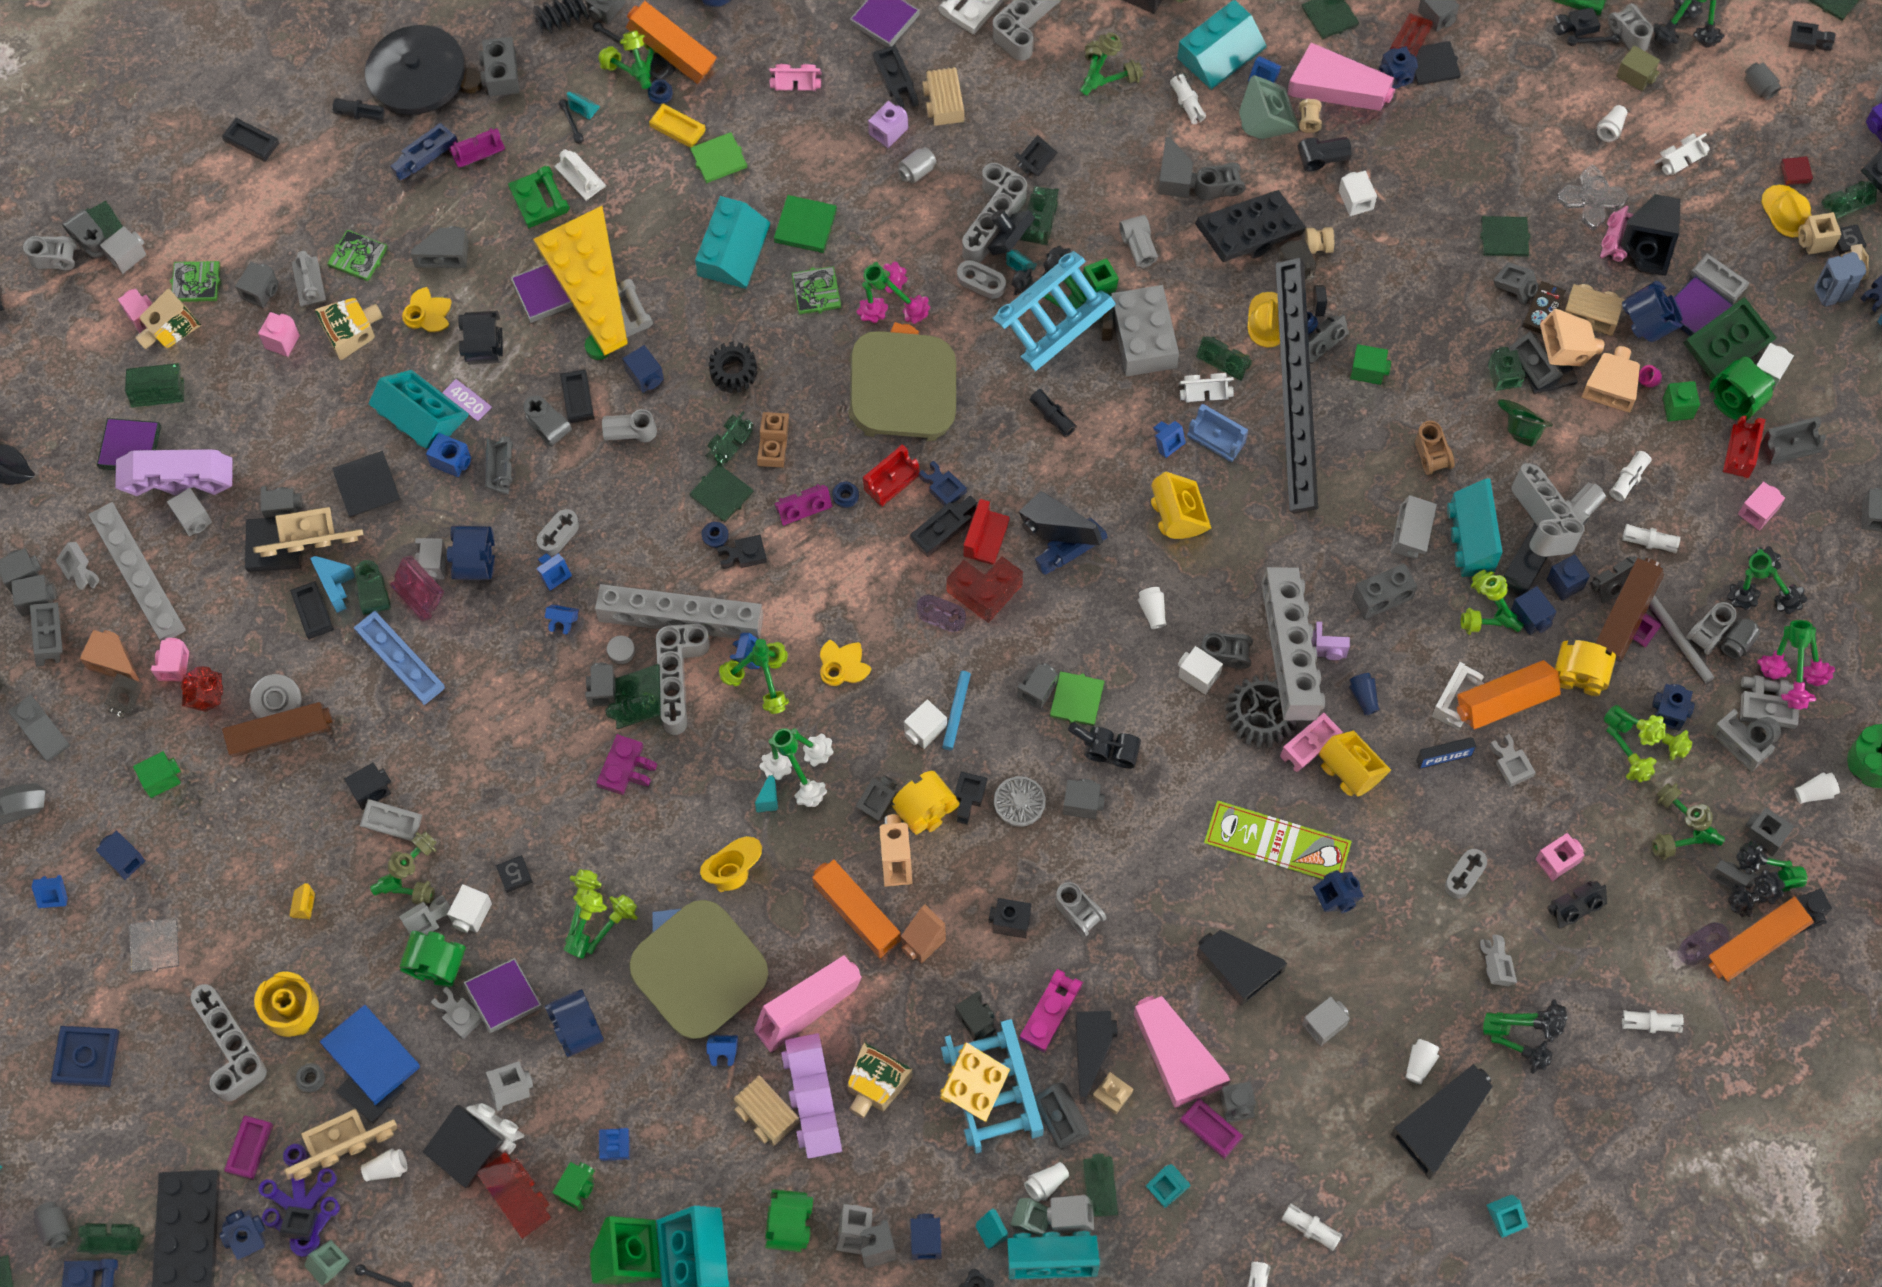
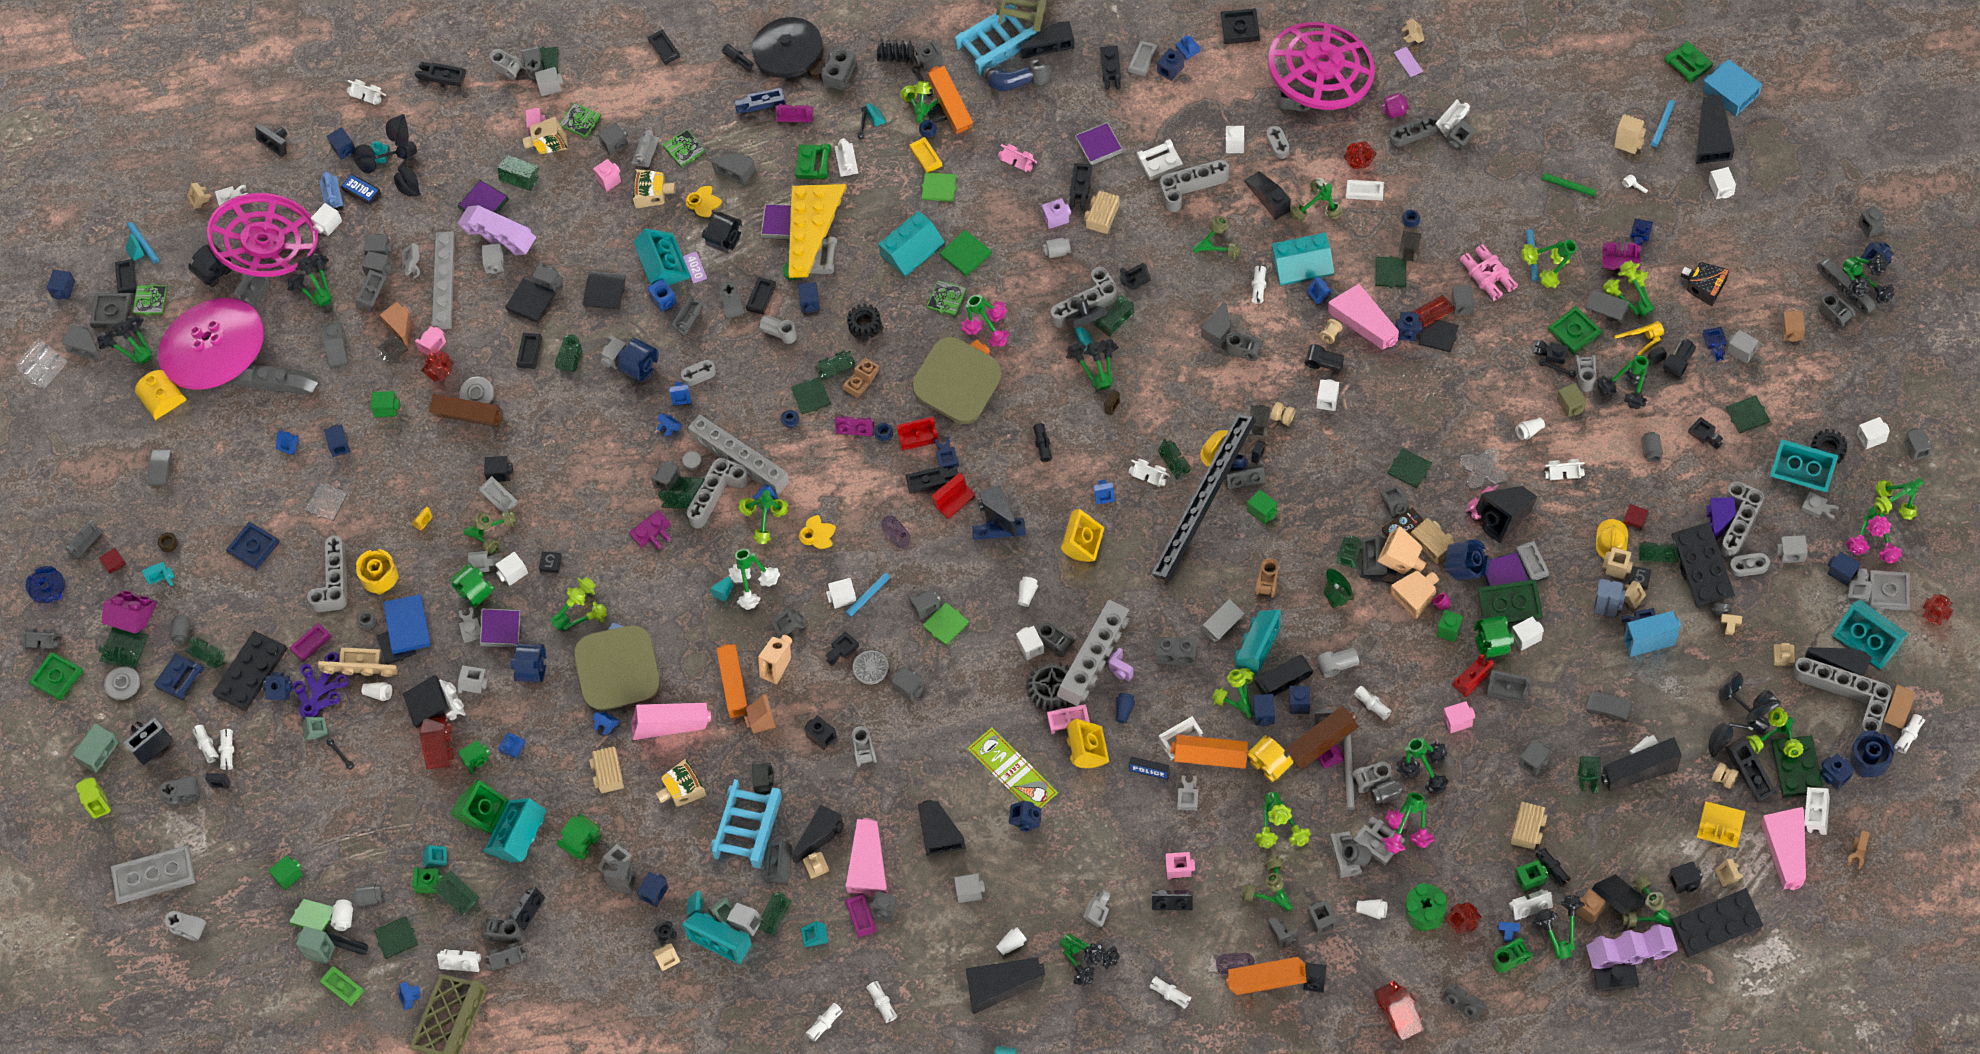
camera: 35 degrees right, 5 degrees down
(298, 1223) = (310, 697): black tile -> none
(306, 528) = (552, 299): tan bracket -> none
(332, 576) = (549, 336): dark azure slope -> none
(399, 658) = (560, 403): medium blue plate -> none
(417, 588) = (594, 366): clear pink plate -> none
(731, 865) = (675, 619): yellow piece -> none
(748, 552) = (802, 439): black plate -> none
(812, 1096) = (638, 774): lavender brick -> none
(924, 803) = (809, 638): yellow brick -> none
(974, 1082) = (733, 812): yellow hinge -> none
(983, 279) = (1051, 340): light grey plate -> none
(986, 592) = (931, 532): clear red brick -> none
(1045, 1182) = (742, 894): white cone -> none
(1050, 1011) = (810, 799): dark pink plate -> none
(1076, 320) = (1072, 394): medium azure fence -> none
(1101, 276) = (1122, 373): green brick -> none
(1104, 748) = (940, 659): black beam -> none
(1137, 235) = (1167, 356): light grey piece -> none
(1144, 331) = (1131, 418): light grey brick -> none
(1217, 433) = (1137, 504): medium blue hinge -> none
(1250, 226) = (1242, 383): black plate -> none
(1266, 110) = (1304, 314): sand green slope -> none
(1460, 870) = (1114, 845): light grey beam -> none
(1556, 522) = (1309, 662): light grey beam -> none
(1630, 476) = (1386, 657): white pin -> none
(1674, 705) = (1311, 810): dark blue brick -> none
(1768, 885) = (1284, 942): black plant -> none

